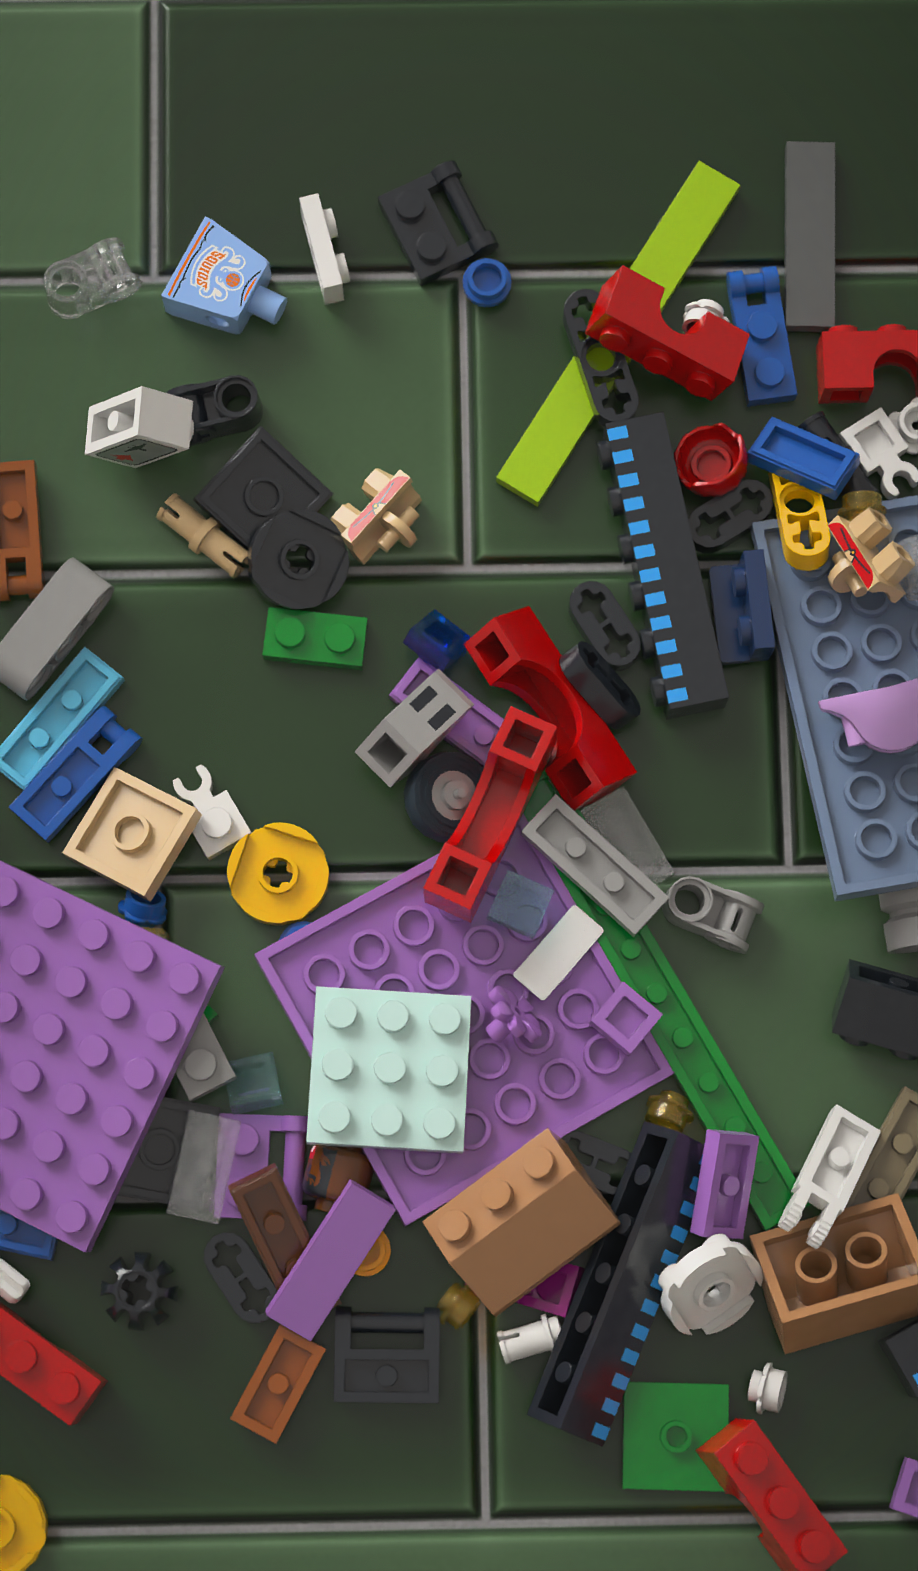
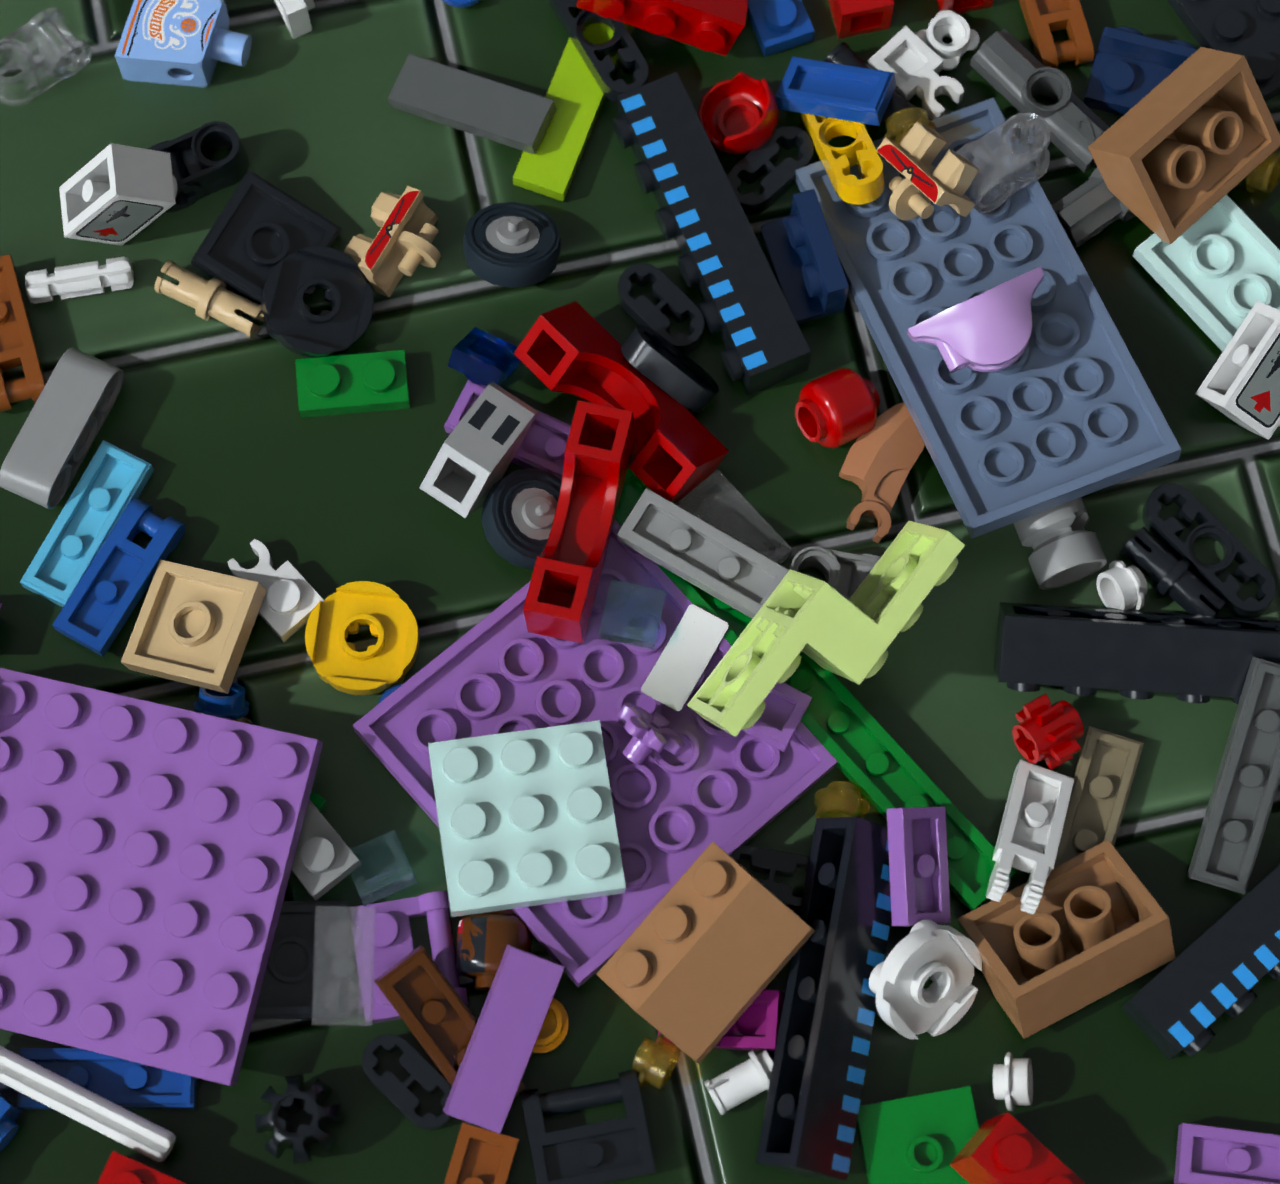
camera: 10 degrees left, 5 degrees down
(91, 493) = (79, 280): none -> white axle
(473, 401) = (472, 103): none -> dark grey tile
(482, 541) = (511, 244): none -> black wheel
(701, 968) = (832, 631): none -> yellowish green bracket
(742, 751) = (837, 408): none -> red head
(770, 810) = (880, 466): none -> nougat piece
(866, 1085) = (1048, 731): none -> red gear

